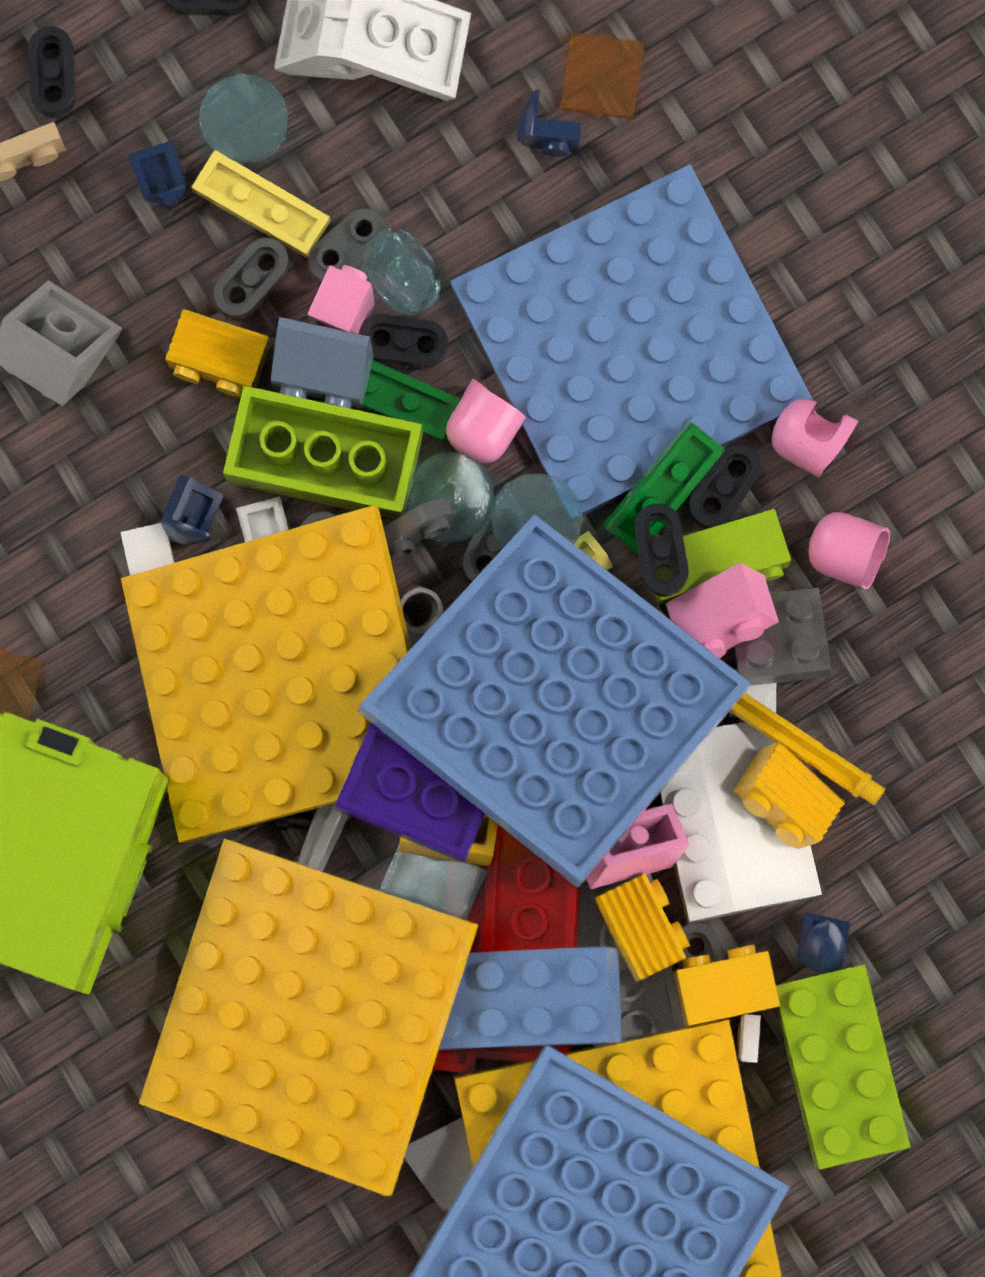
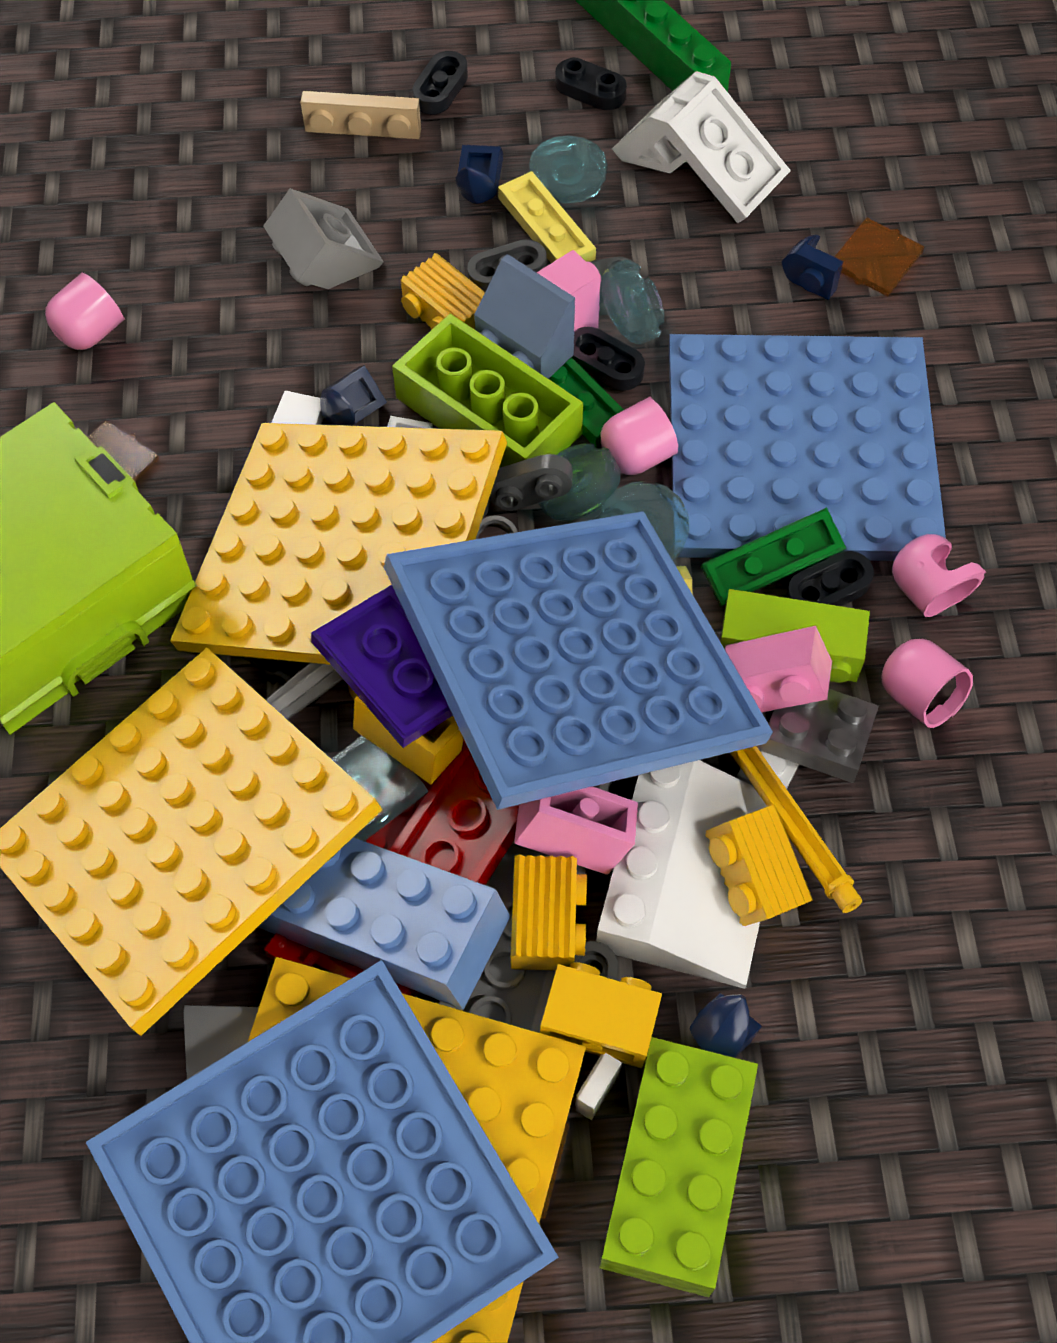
camera: 25 degrees right, 20 degrees down
(661, 551) = (743, 592): black plate -> none

